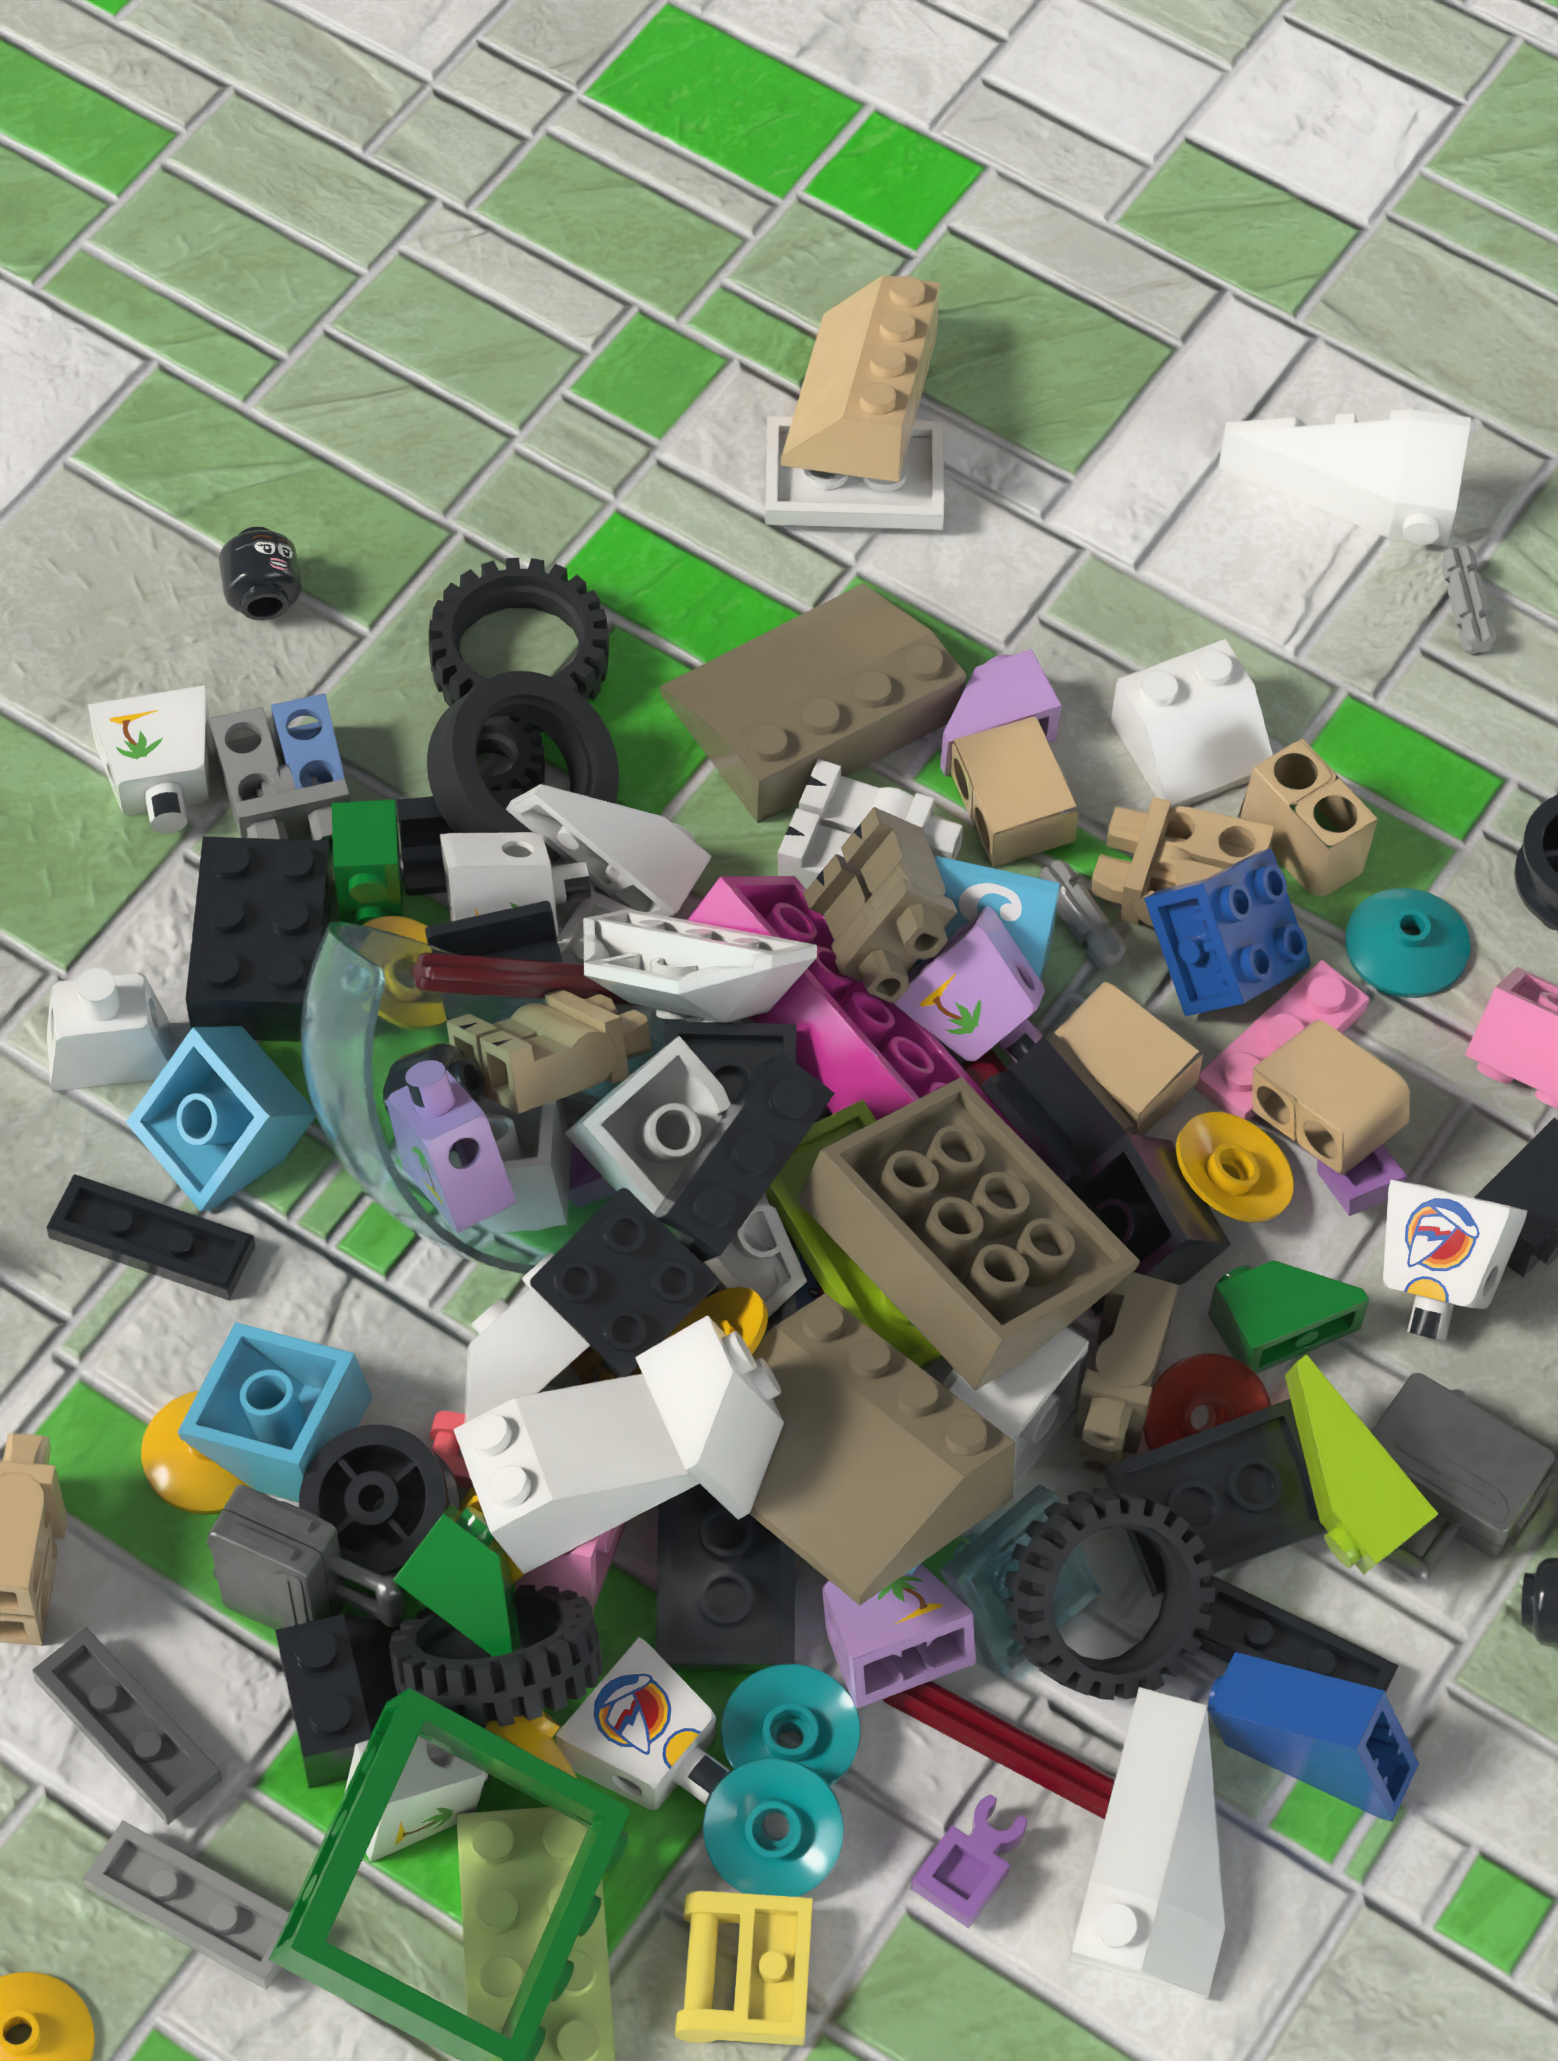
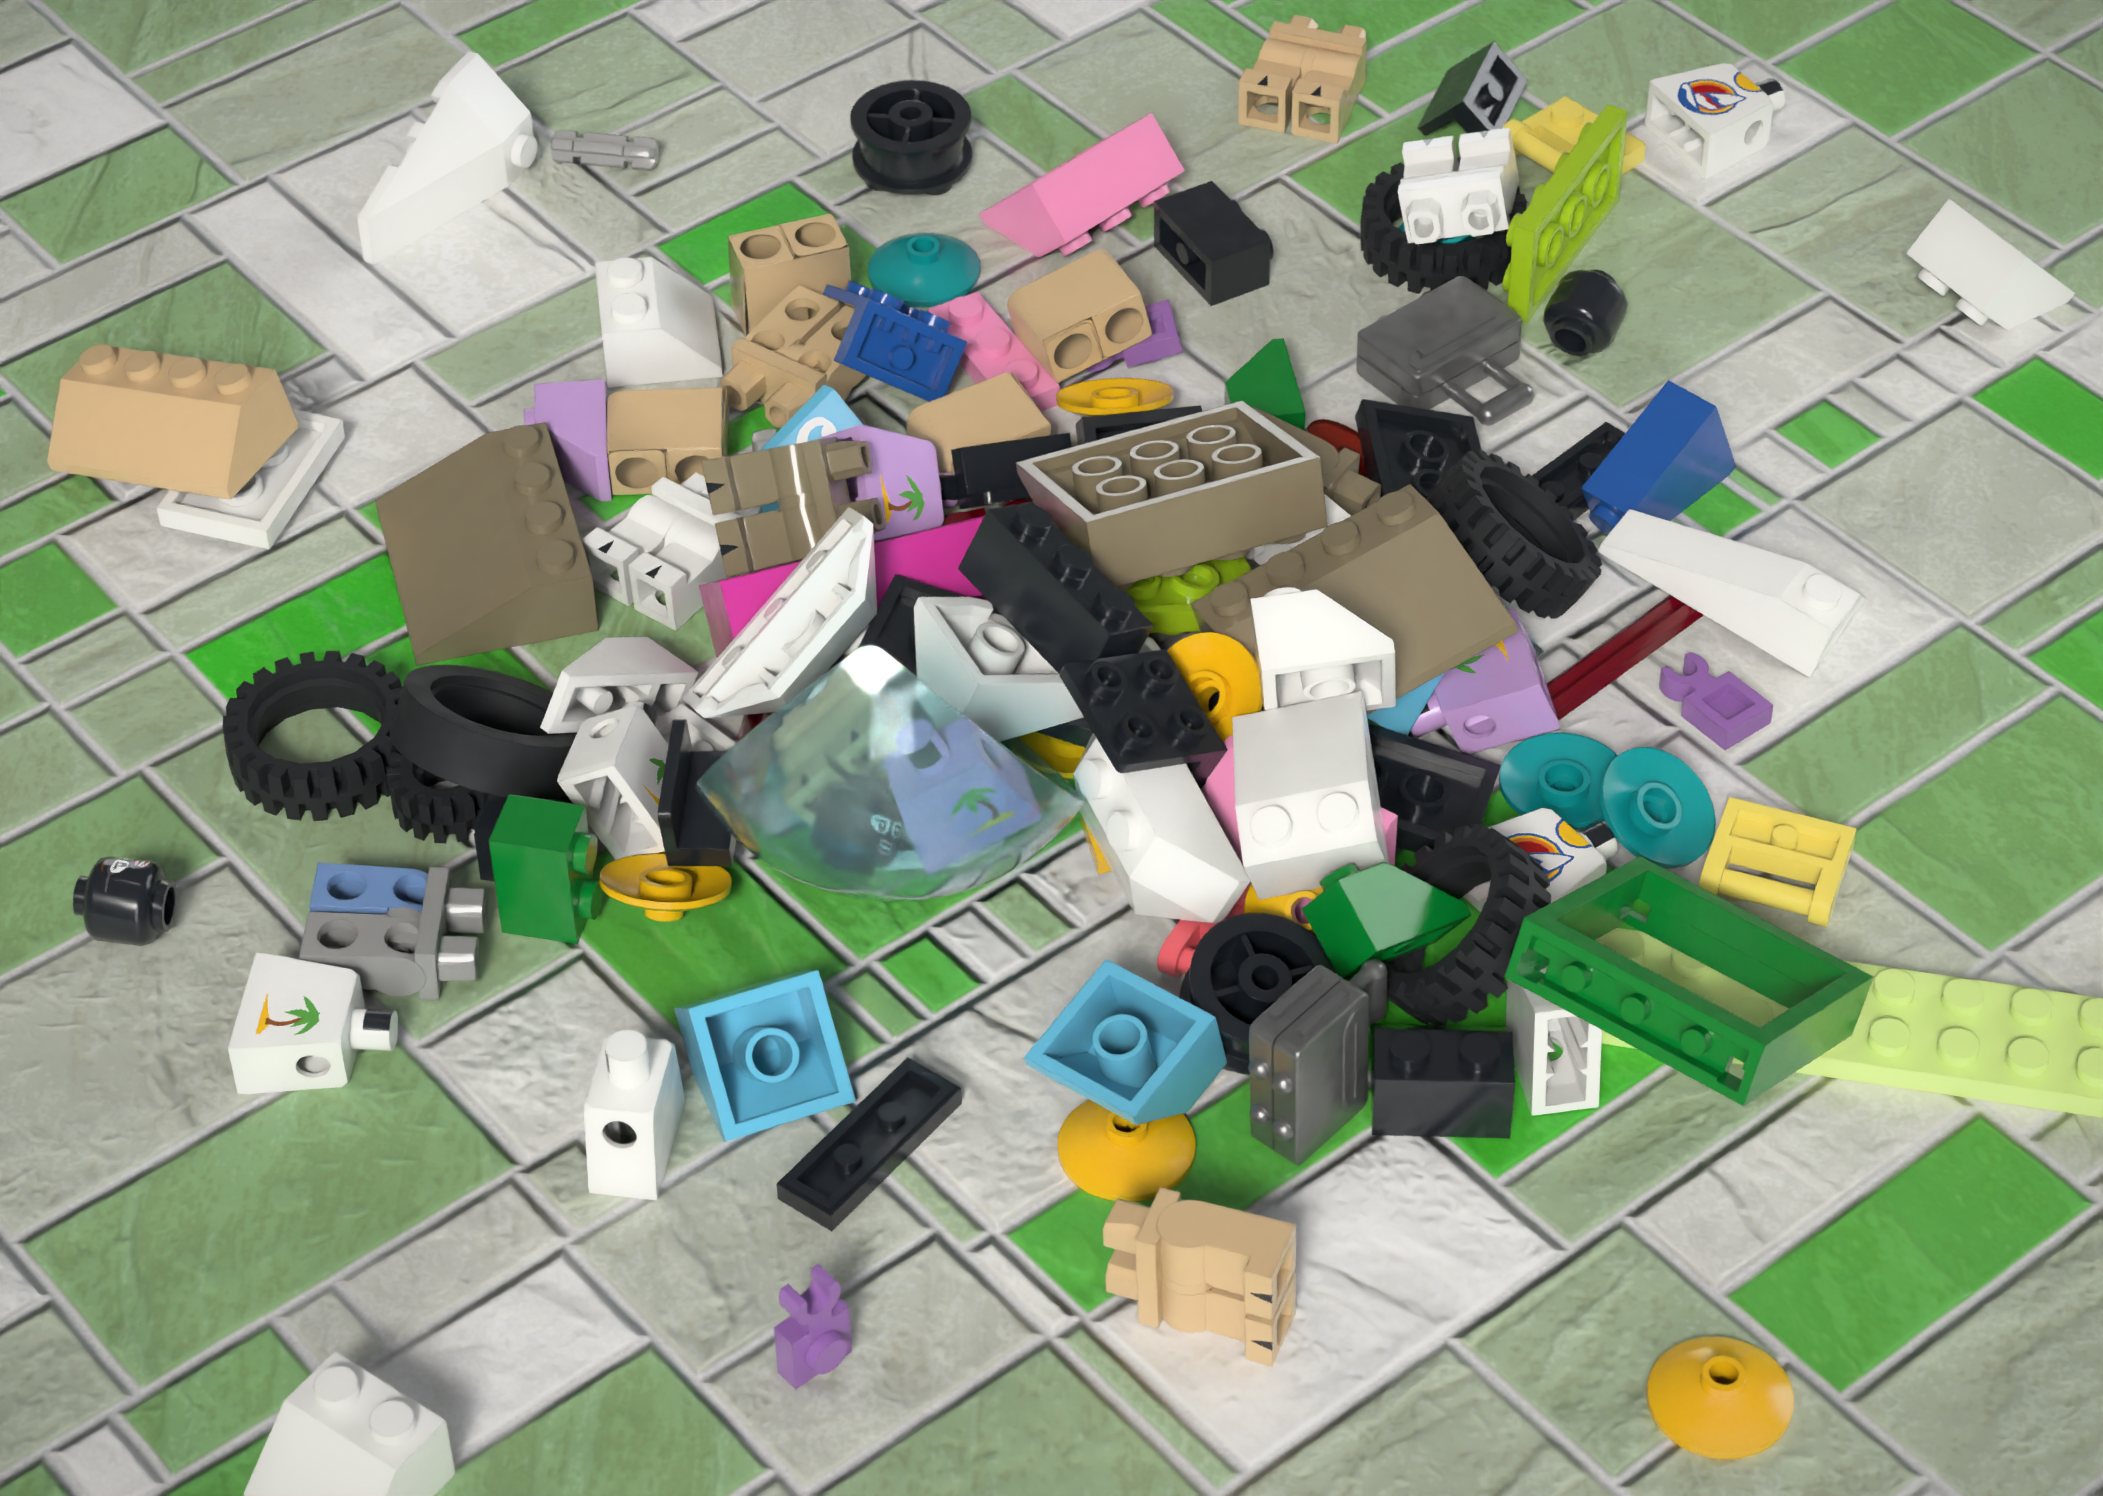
camera: 70 degrees left, 15 degrees down
(127, 1725) = (1415, 1244): dark grey plate -> none
(189, 1902) = (1618, 1227): light grey plate -> none
(257, 933) = (569, 975): black brick -> none
(1355, 1482) = (1449, 376): lime slope -> none
(1445, 1251) = (1253, 288): white torso -> none

